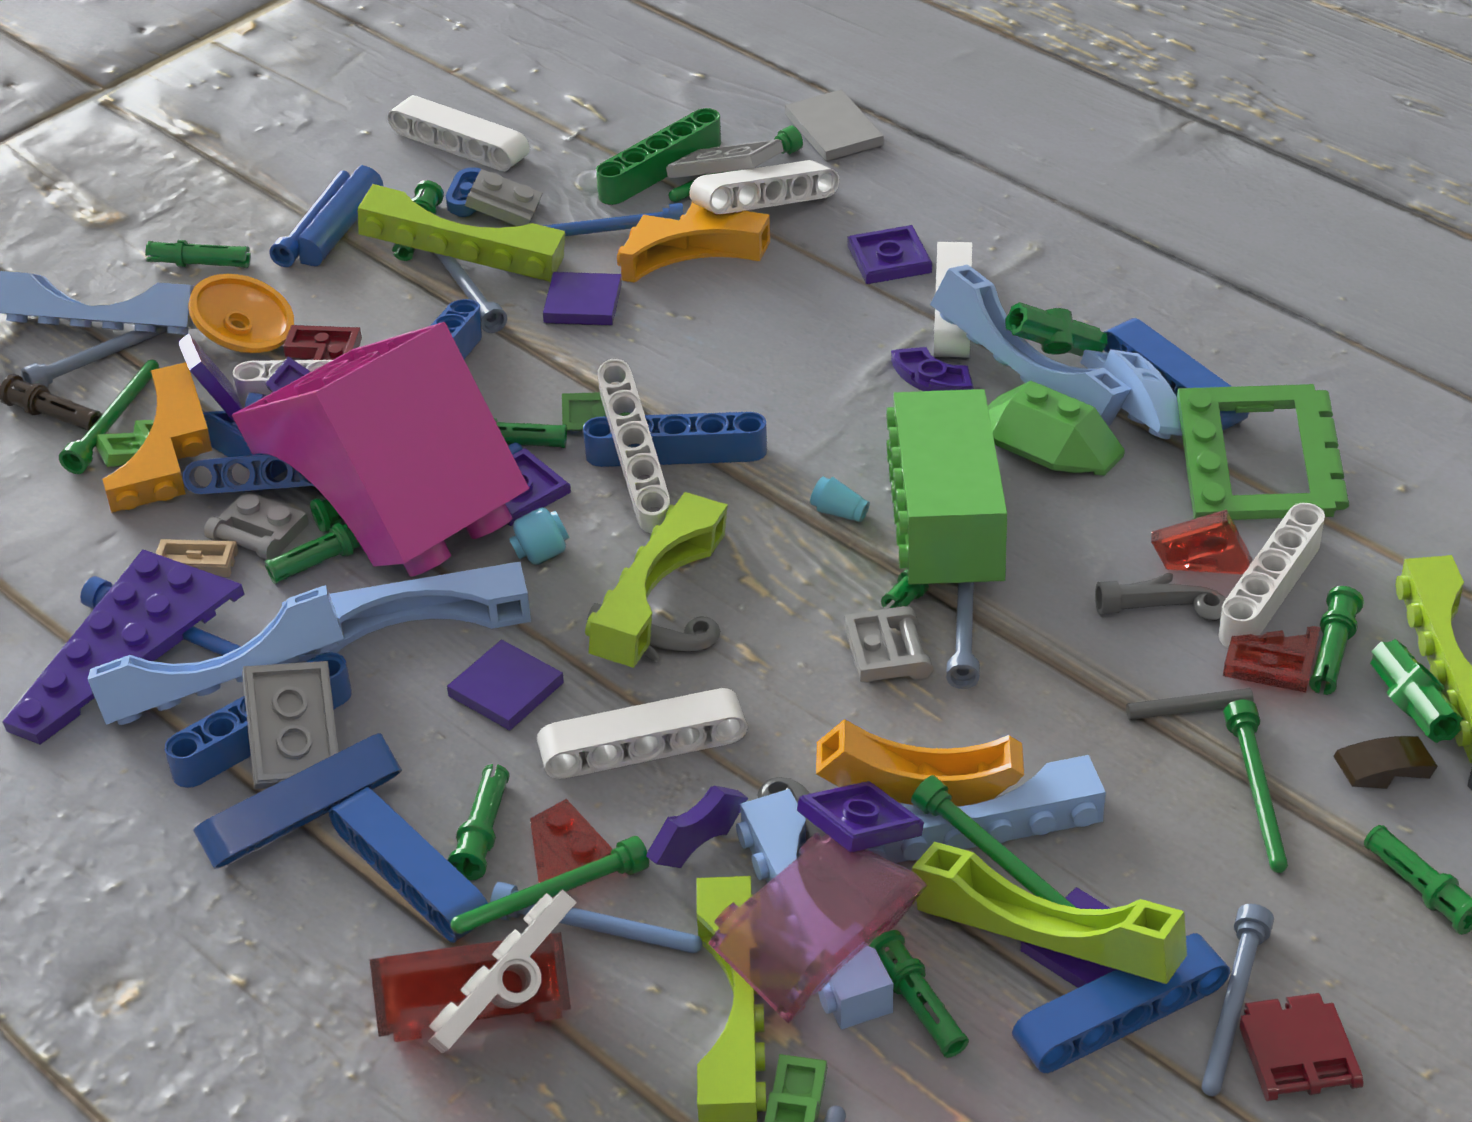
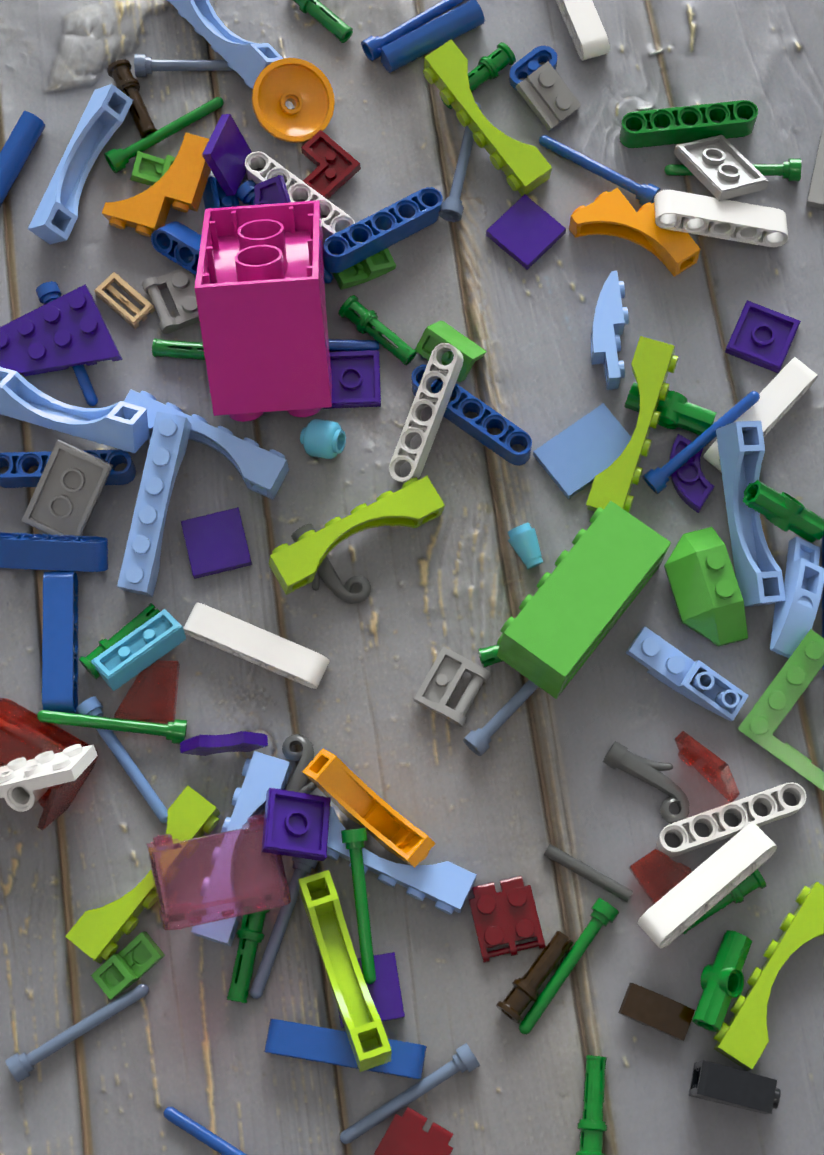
camera: 40 degrees right, 30 degrees up
(29, 433) = (60, 203): none -> light blue arch
(427, 703) = (144, 542): none -> light blue arch
(514, 806) = (139, 649): none -> medium azure slope
(743, 322) = (607, 328): none -> light blue slope
(816, 410) = (583, 450): none -> medium blue tile
(823, 301) = (650, 368): none -> lime arch
(865, 337) = (675, 411): none -> green piece
(911, 379) = (658, 478): none -> blue piece
(937, 963) = (302, 867): none -> sand blue piece
(1113, 503) = (686, 676): none -> light blue slope
(1153, 787) = (505, 917): none -> dark red plate
(1242, 825) = (527, 988): none -> dark brown pin
(1314, 620) = (707, 885): none -> white beam

